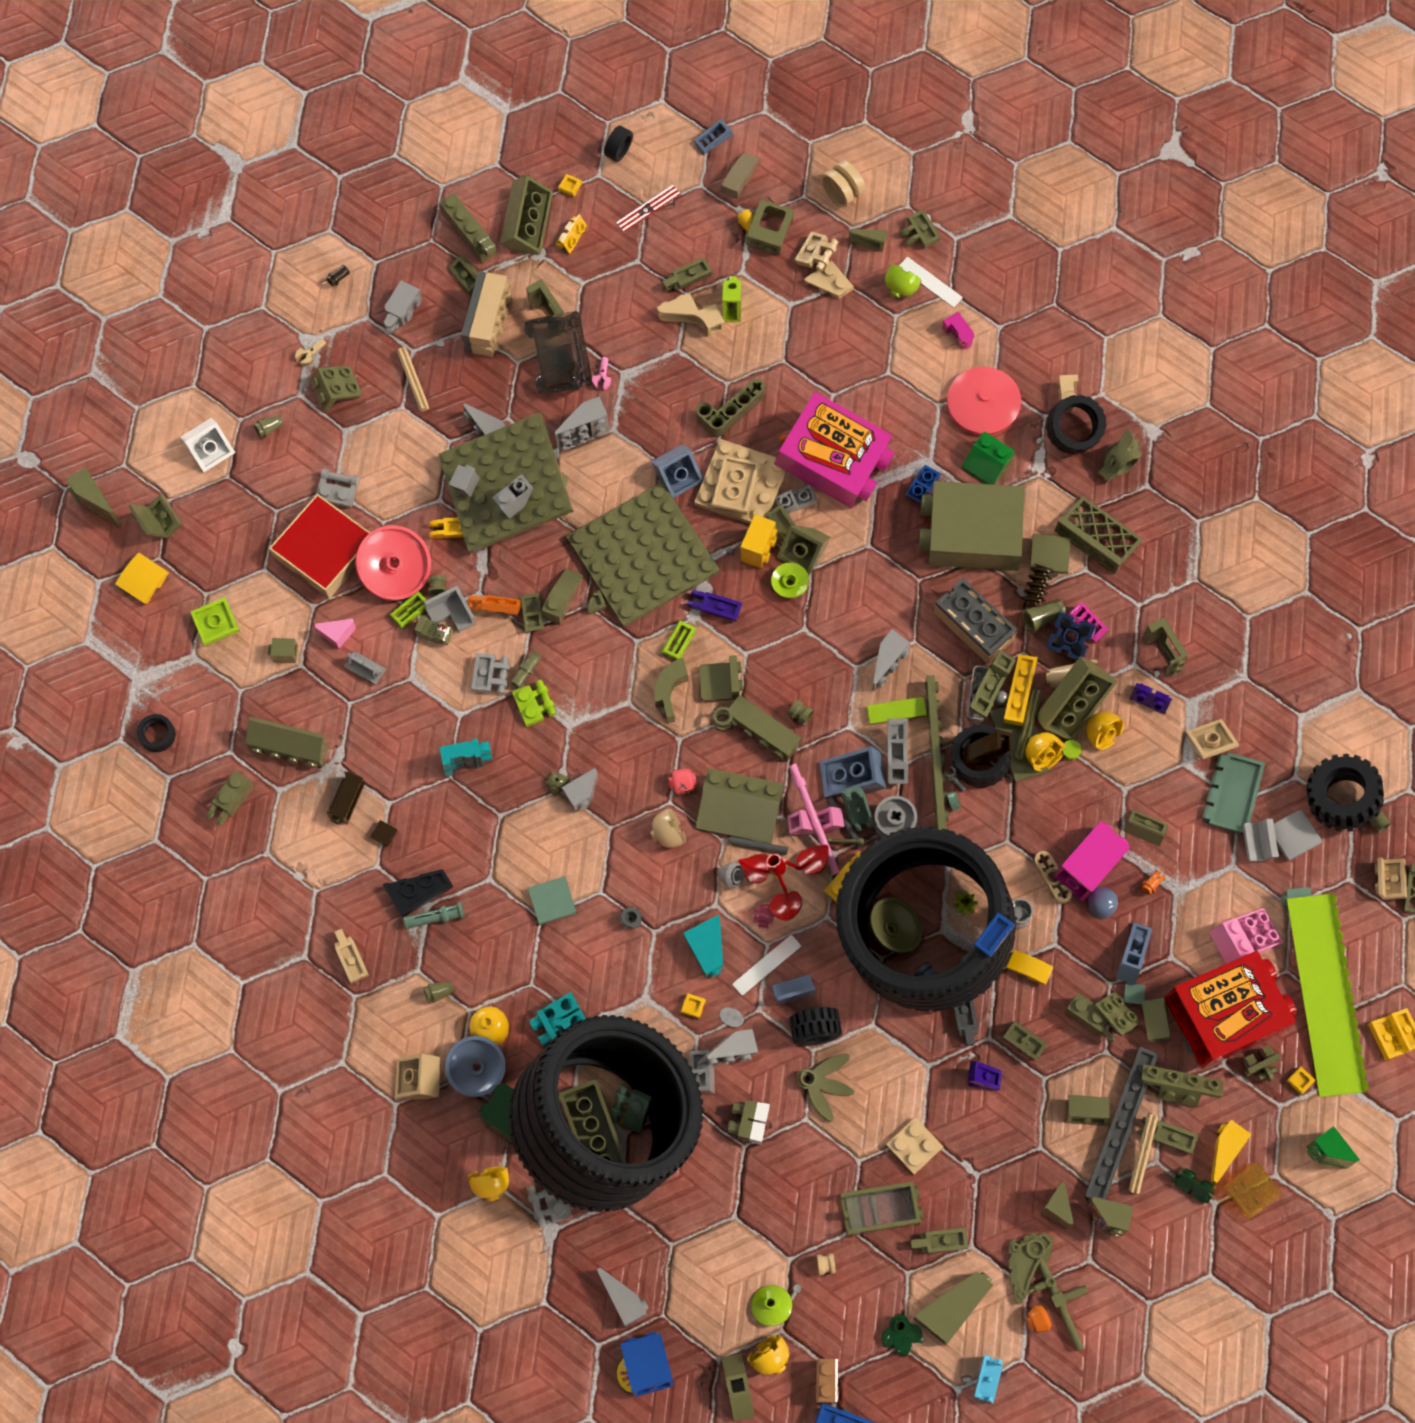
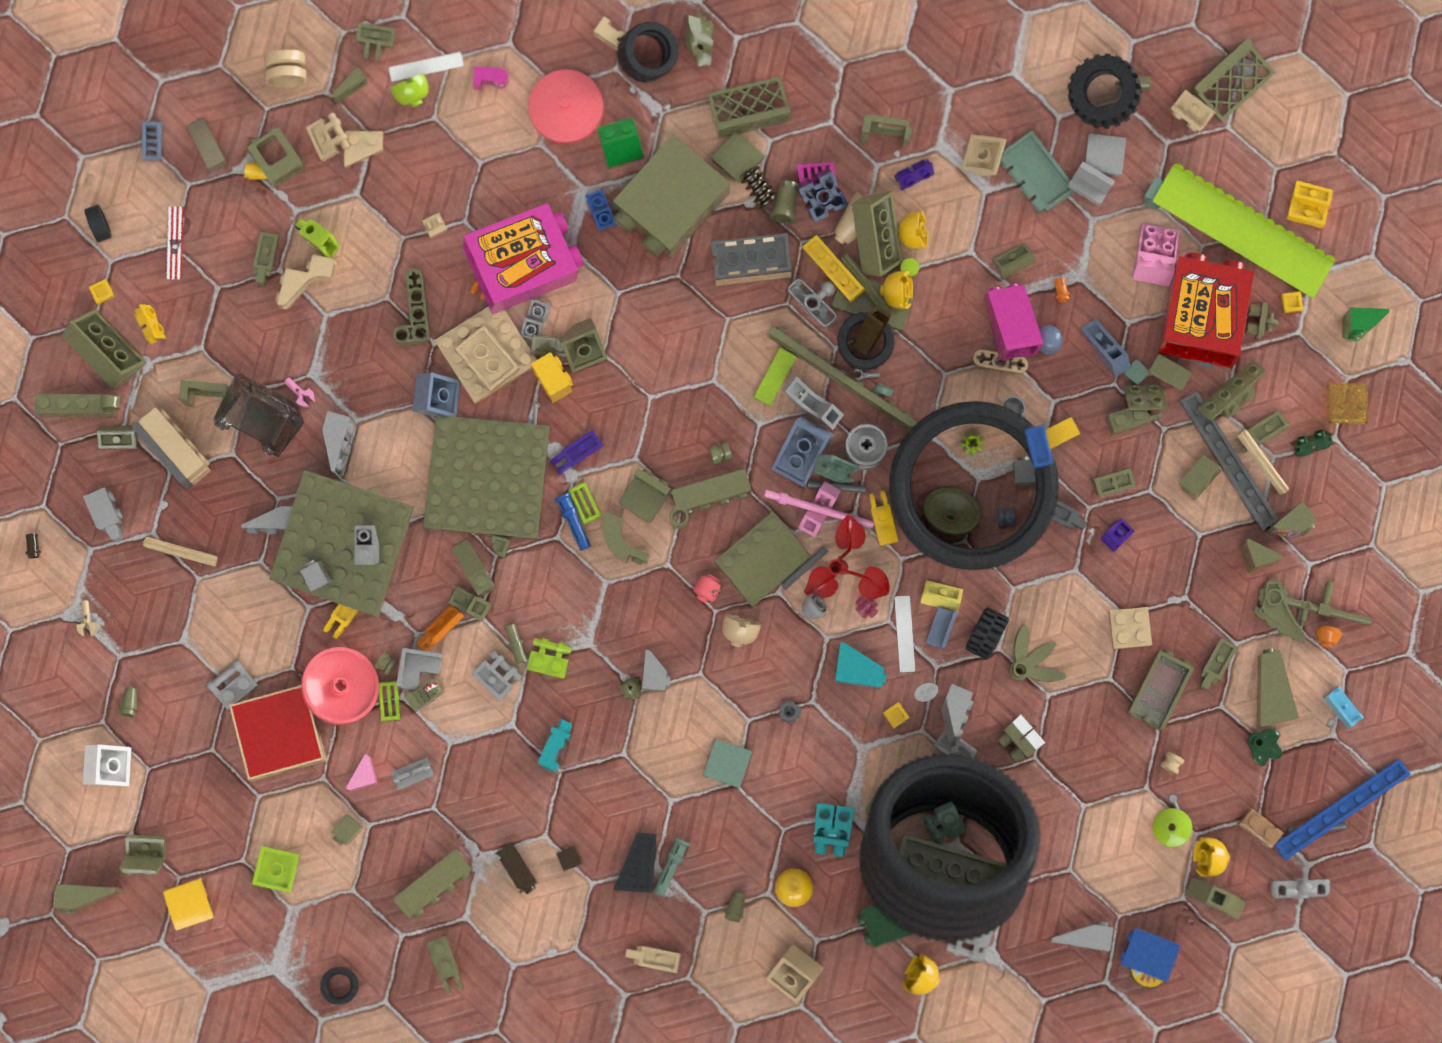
camera: 55 degrees left, 10 degrees up
(334, 384) = (135, 621): olive bracket -> none
(462, 1059) = (835, 922): sand blue dish -> none
(661, 634) = (569, 512): none -> blue pin
(790, 572) = (600, 368): lime dish -> none
(811, 376) = (435, 225): none -> tan tile
(821, 971) = (941, 596): none -> light yellow slope
(860, 841) = (862, 486): olive hinge -> none
(890, 653) = (724, 346): light grey slope -> none
(991, 684) = (814, 288): olive slope -> none
(1227, 1146) = (1303, 396): yellow slope -> none

